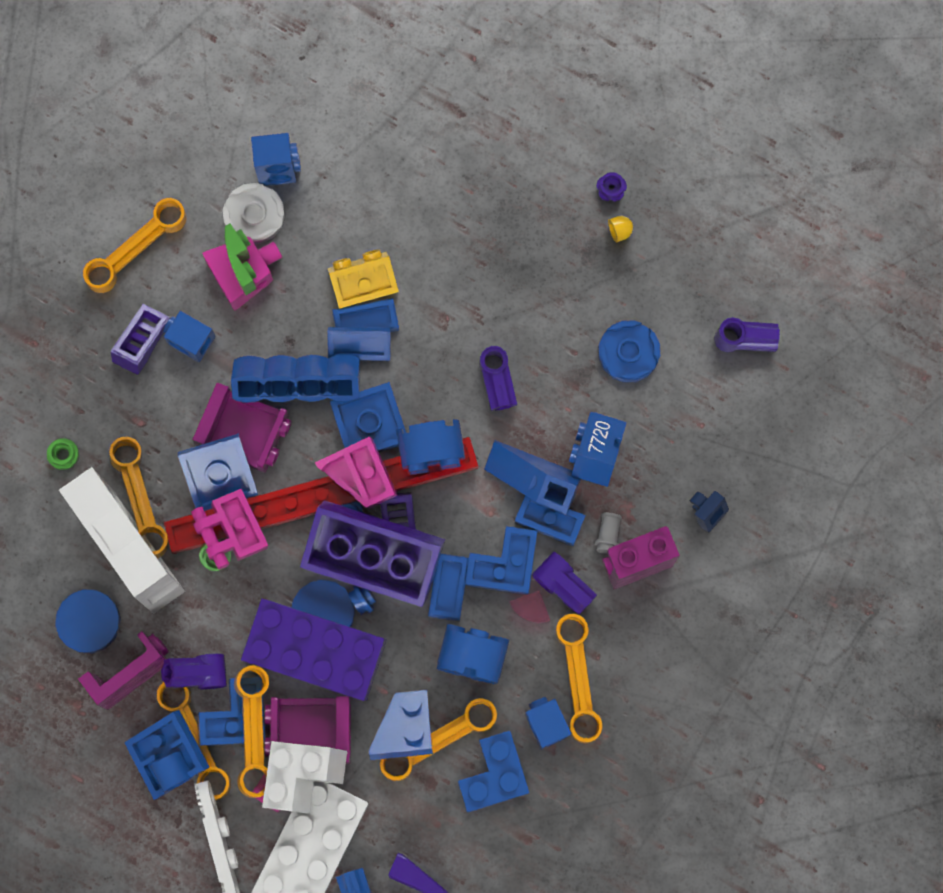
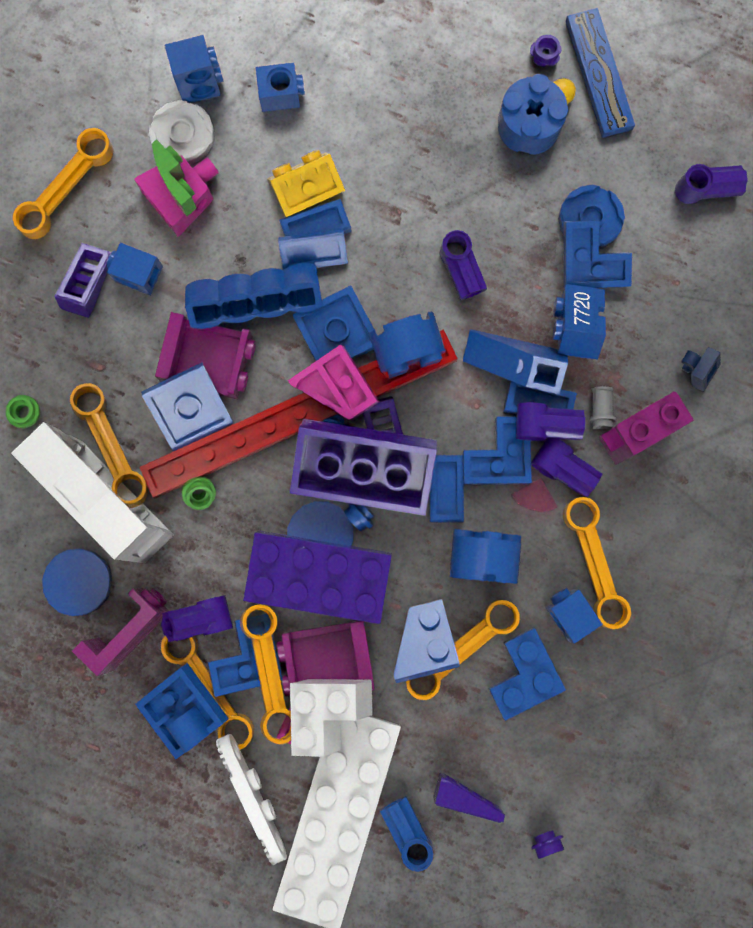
camera: 10 degrees left, 5 degrees up
(238, 525) = (217, 457): dark pink plate -> none
(343, 175) = (272, 75): none -> blue brick
(543, 537) = (539, 422): none -> dark purple piece
(588, 230) = (532, 115): none -> blue brick
(615, 398) = (586, 265): none -> blue plate
(660, 214) = (600, 72): none -> blue tile

